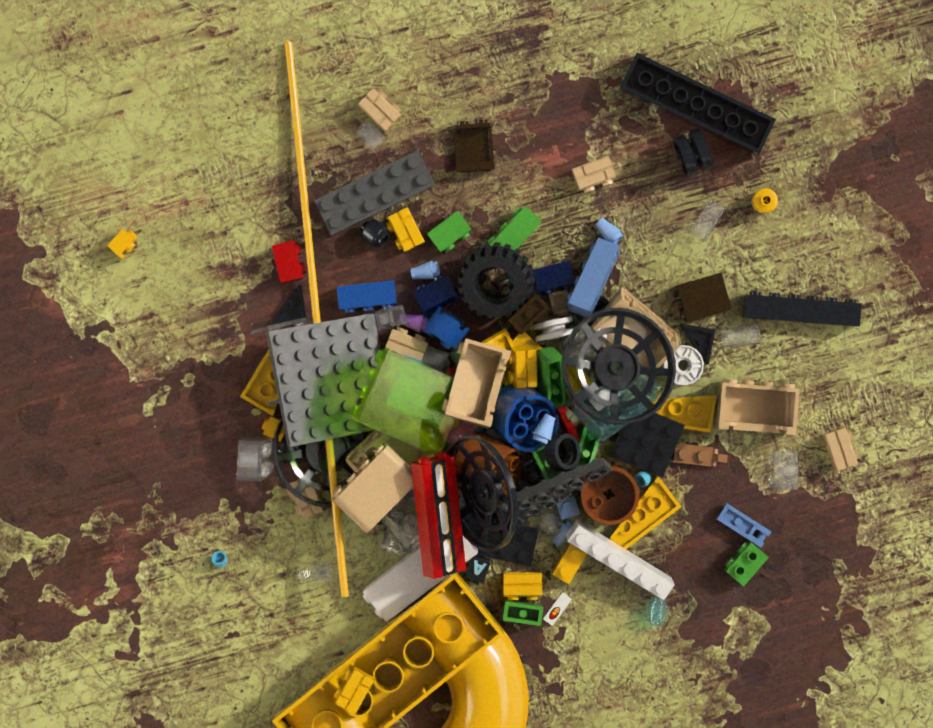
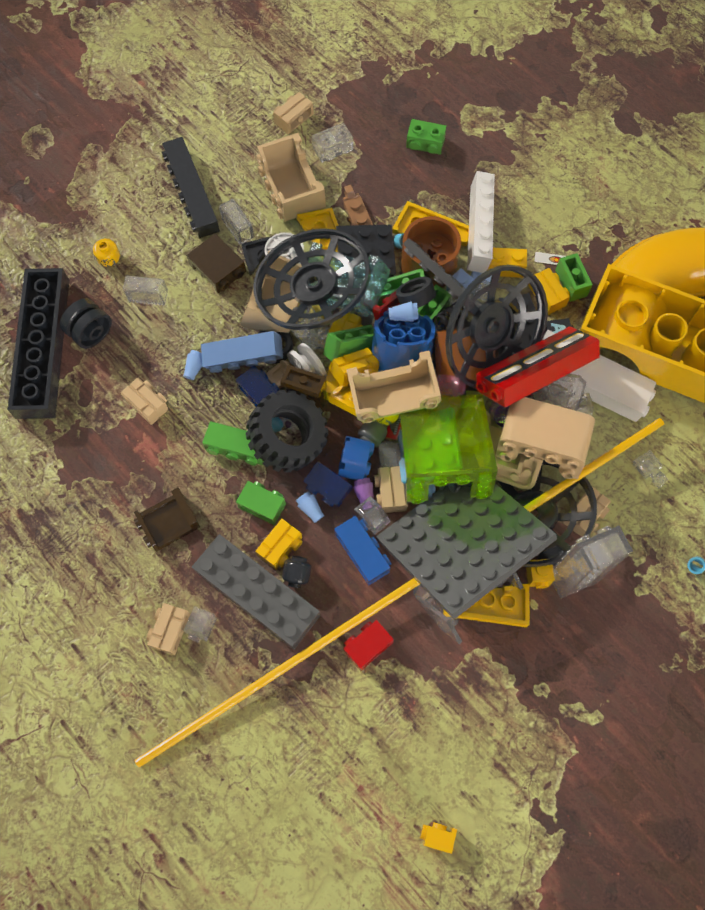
camera: 115 degrees left, 20 degrees down
(292, 309) = (413, 617): black tile -> none
(656, 611) = (506, 181): clear light blue brick -> none
(743, 524) = (395, 154): medium blue plate -> none

